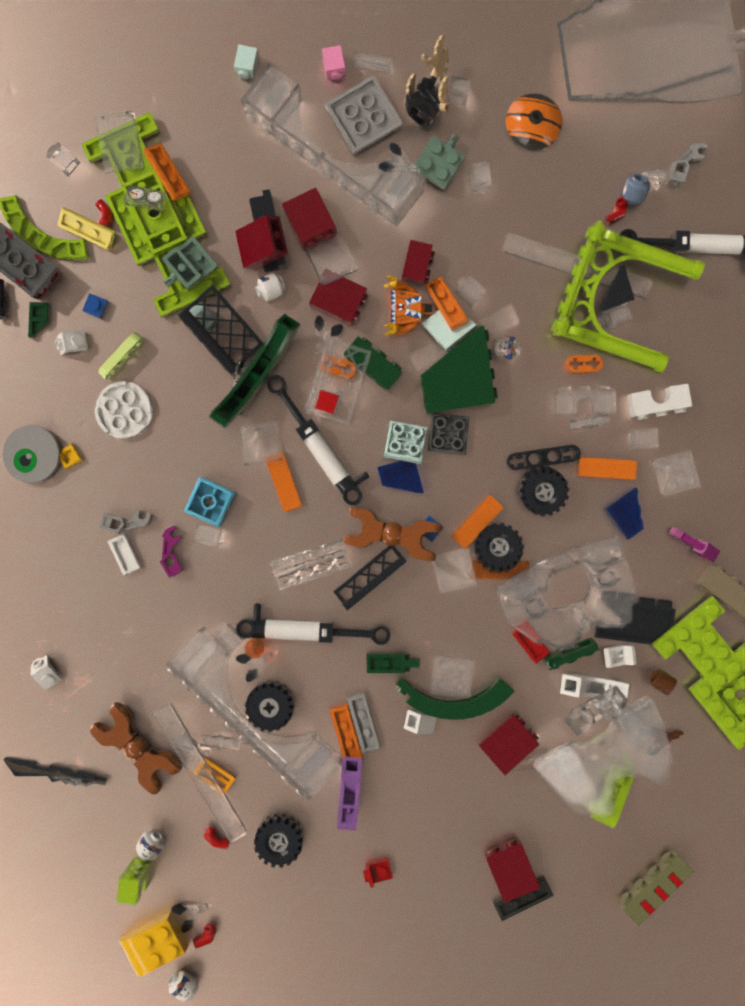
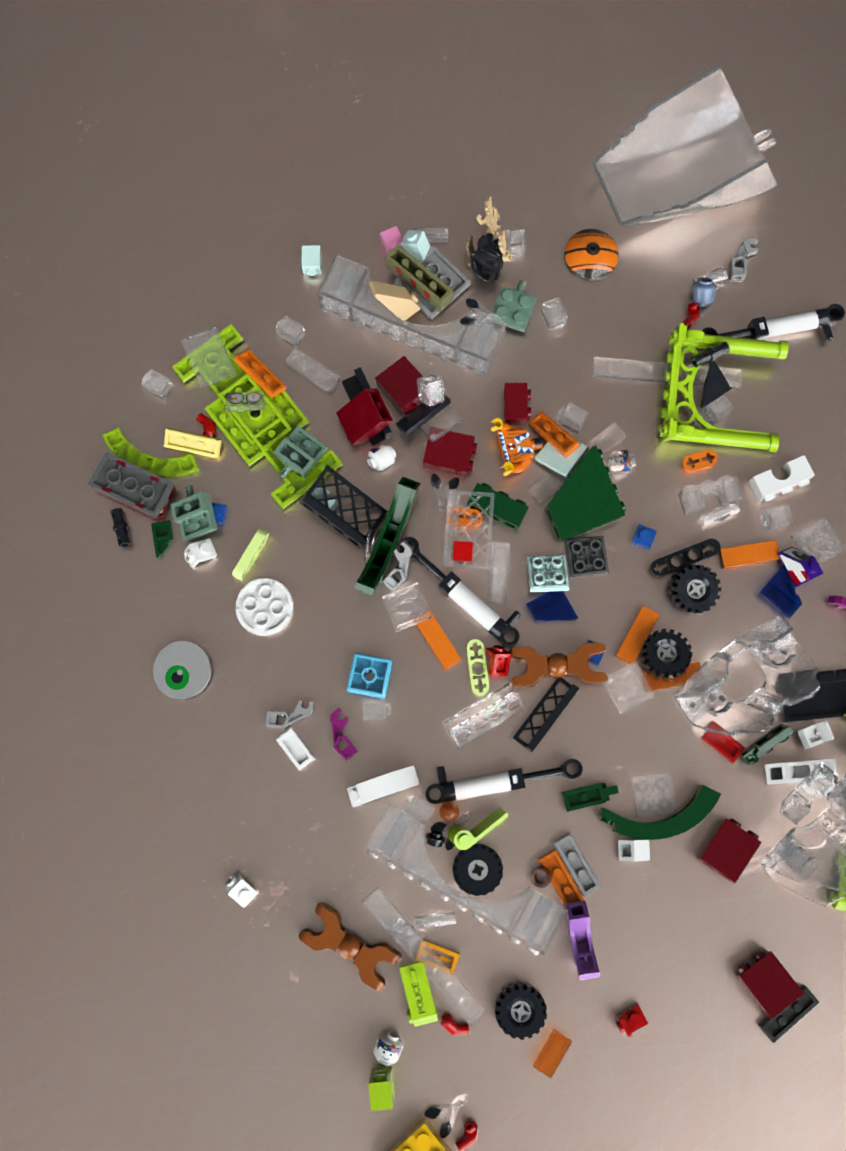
camera: 10 degrees left, 10 degrees down
(55, 773) = (271, 994): black sword -> none
(70, 456) = (220, 664): yellow tile -> none
(72, 303) = (194, 514): none -> sand green plate
(188, 813) = (418, 994): none -> lime door
(199, 610) = (383, 786): none -> white arch
(208, 134) = (290, 331): none -> clear brick
(222, 180) = (312, 370): none -> clear tile
(237, 669) = (435, 838): none -> black plate
(252, 414) = (391, 580): none -> light grey piece
(263, 676) = (465, 839): none -> lime door
(299, 883) = (552, 1053): none -> clear orange tile
(310, 531) = (481, 652): none -> yellowish green beam
(320, 125) = (396, 299): none -> tan slope
(321, 251) = (420, 416): none -> black tile
(328, 726) = (541, 877): none -> reddish brown tile
(332, 230) = (430, 390): none -> clear brick
(337, 516) = (499, 661): none -> red bracket
(349, 108) = (419, 278): none -> olive brick
(355, 70) = (416, 244): none -> light aqua brick
(357, 430) = (498, 572): none -> clear slope
(509, 427) = (644, 536): none -> blue plate
(622, 259) = (710, 354): none -> black pin
(652, 491) = (800, 565): none -> slope

